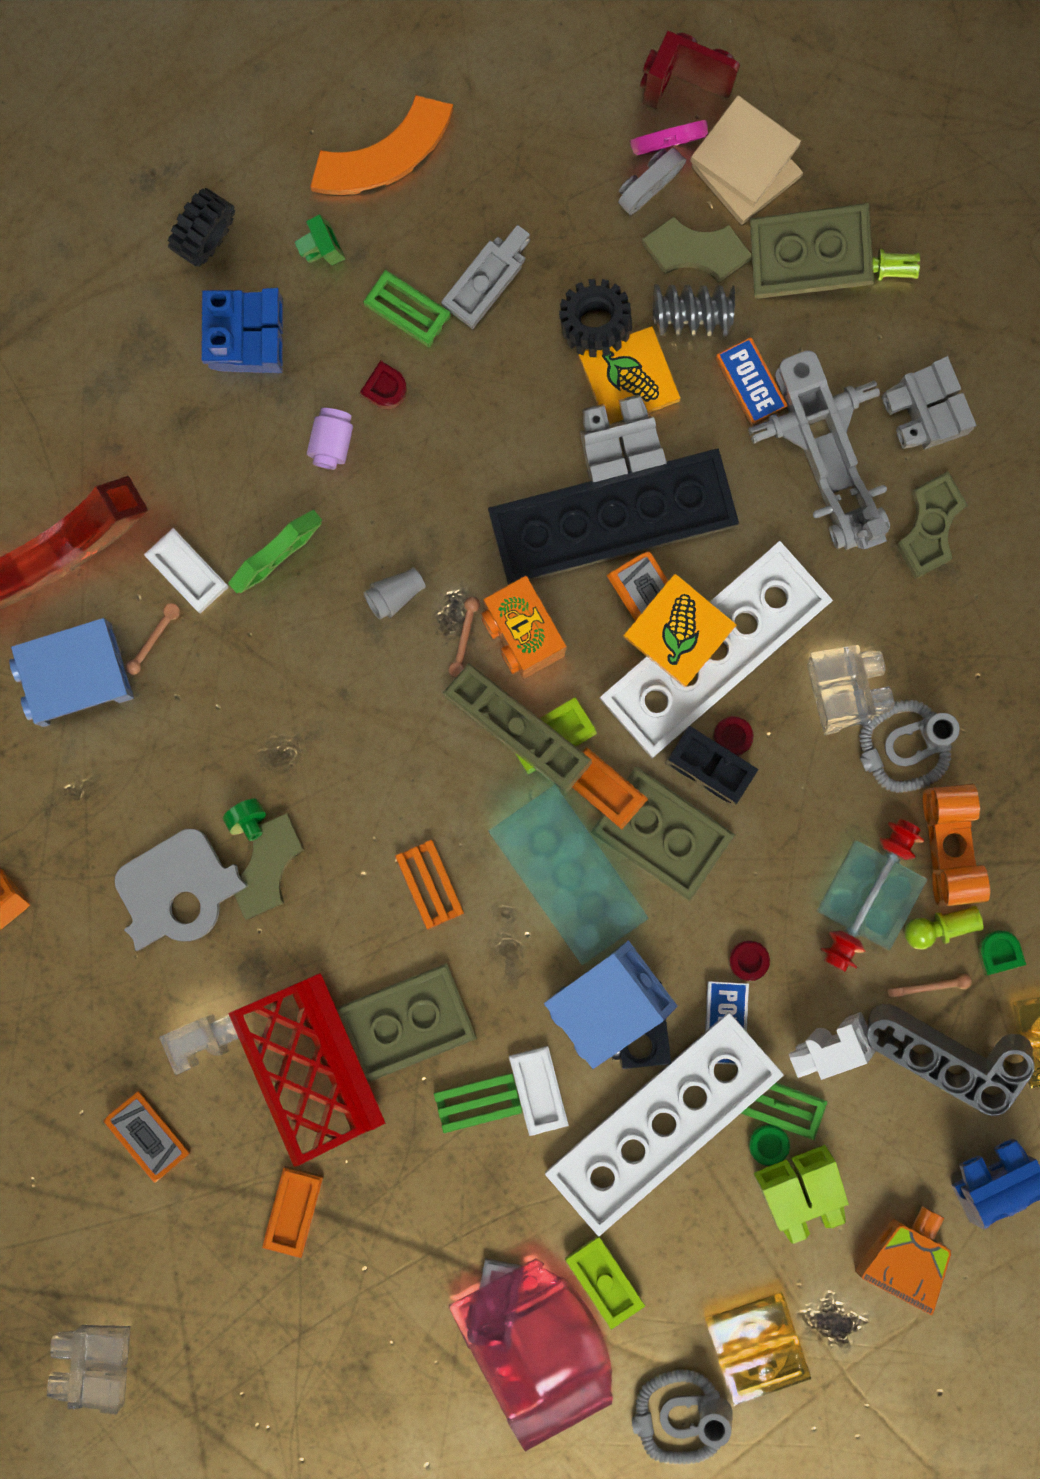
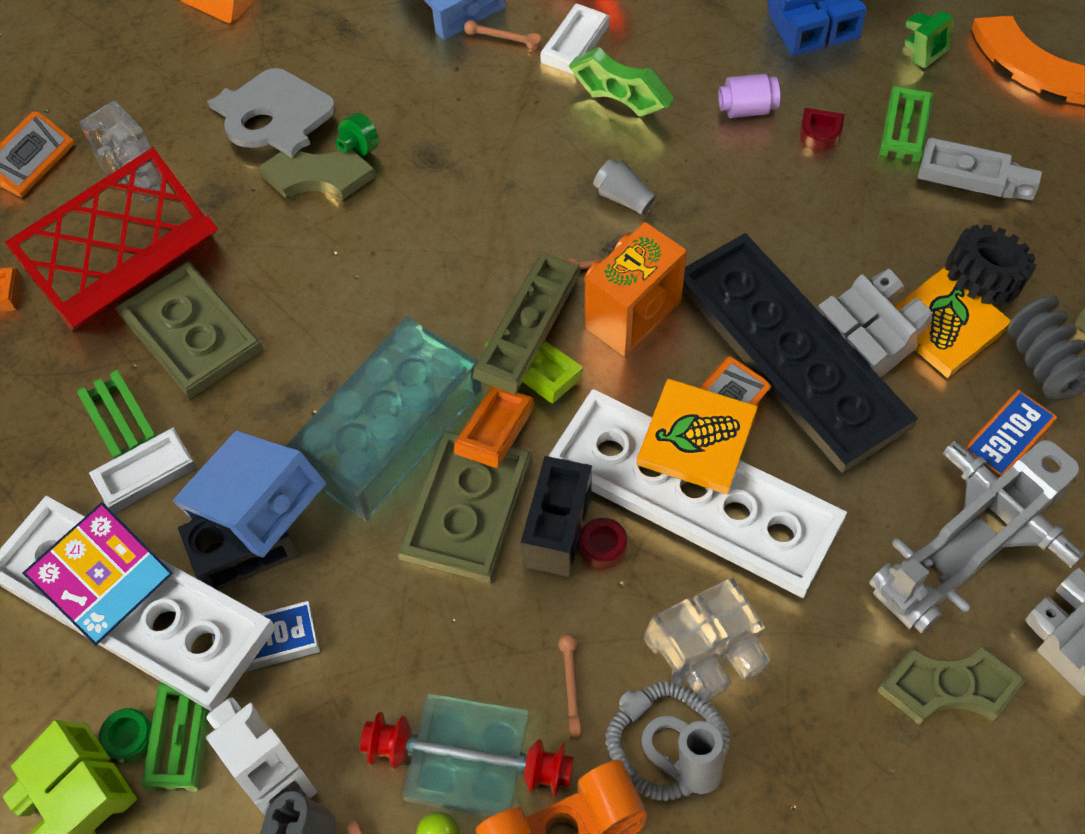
camera: 75 degrees right, 25 degrees down
(416, 854) = (335, 302): orange tile -> none
(651, 1138) = (98, 573): none -> piece
(749, 960) = (346, 642): dark red tile -> none
(806, 793) = (568, 644): none -> nougat hinge

